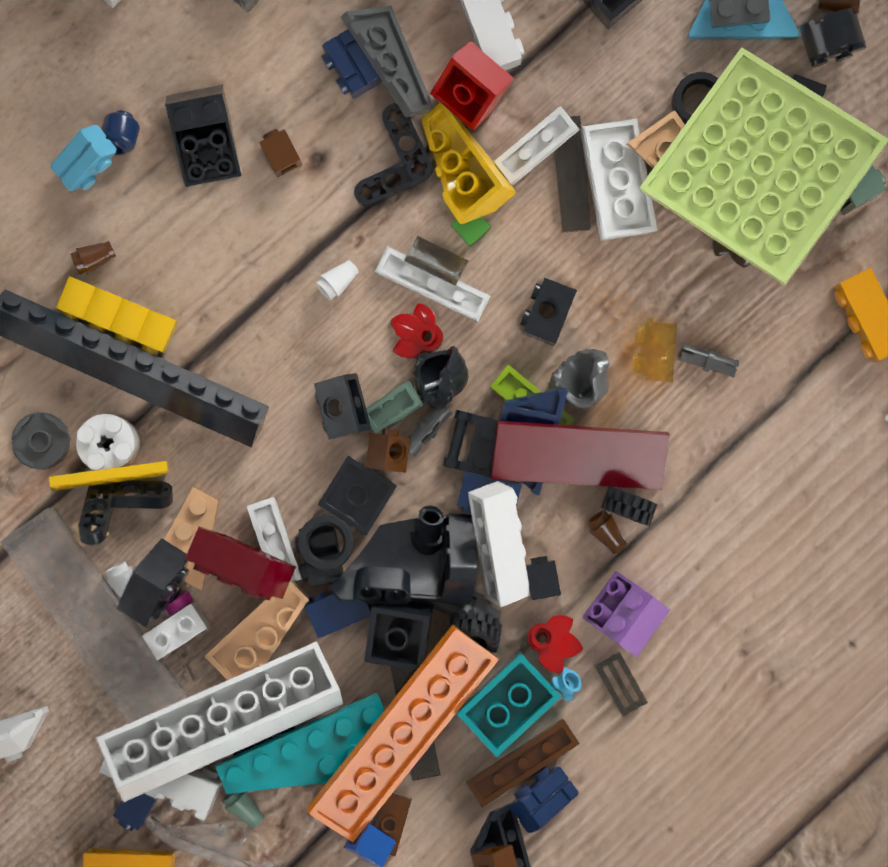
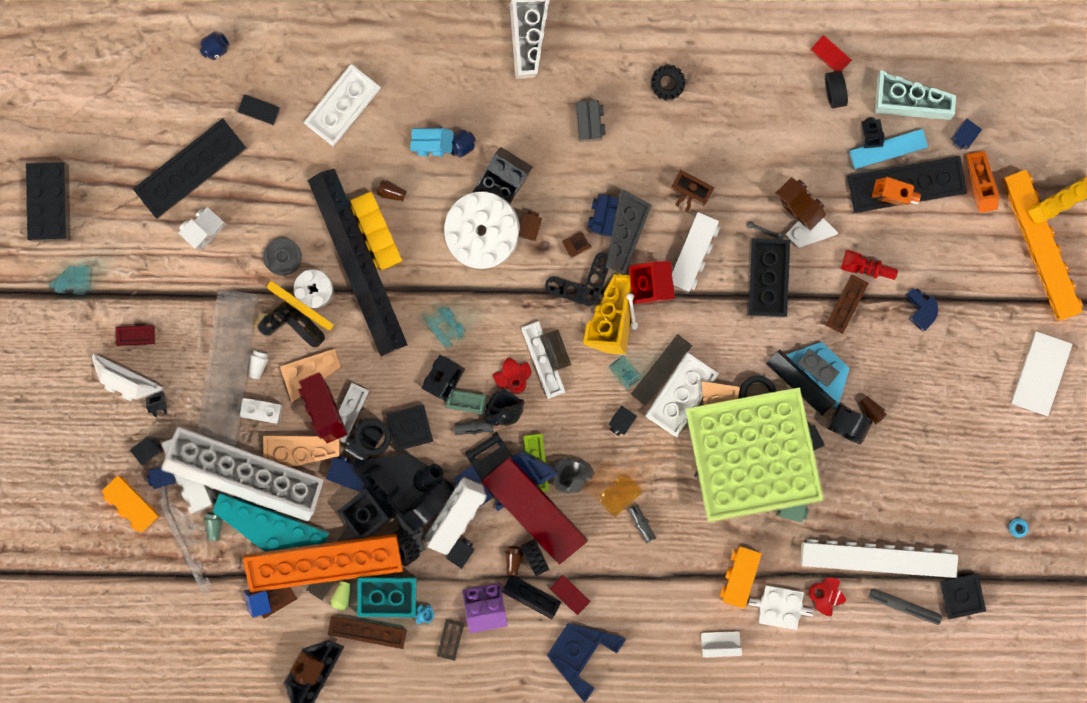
camera: 45 degrees right, 0 degrees up
(52, 731) = (156, 403): none -> black tile
(90, 794) = (147, 450): none -> black brick
(154, 583) = (273, 379): black brick -> none
(180, 603) = (275, 399): dark pink tile -> none
(202, 210) = (500, 224): none -> white plate
(281, 335) = (456, 329): none -> clear light blue brick
(336, 280) = (498, 314): white cone -> none
(350, 126) = (576, 245): none -> reddish brown panel
(388, 451) = (444, 421): reddish brown brick -> none
(457, 750) = (340, 598): none -> yellowish green cone
(462, 123) = (634, 325): none -> white hinge
(472, 230) = (587, 352): bright green tile -> none
(535, 213) = (625, 372): none -> clear light blue slope
(536, 145) = (656, 340): white plate -> none
(542, 799) = (360, 658): dark blue brick -> none
(558, 642) = (439, 591): red plate -> none
(560, 298) = (597, 422): black brick -> none
(581, 268) = (621, 421): none -> black brick
(665, 553) = (531, 597): none -> black plate
(704, 511) = (570, 595): none -> dark red tile
(725, 43) = (799, 379): none -> black tile
(766, 565) = (574, 650): none -> dark blue wing

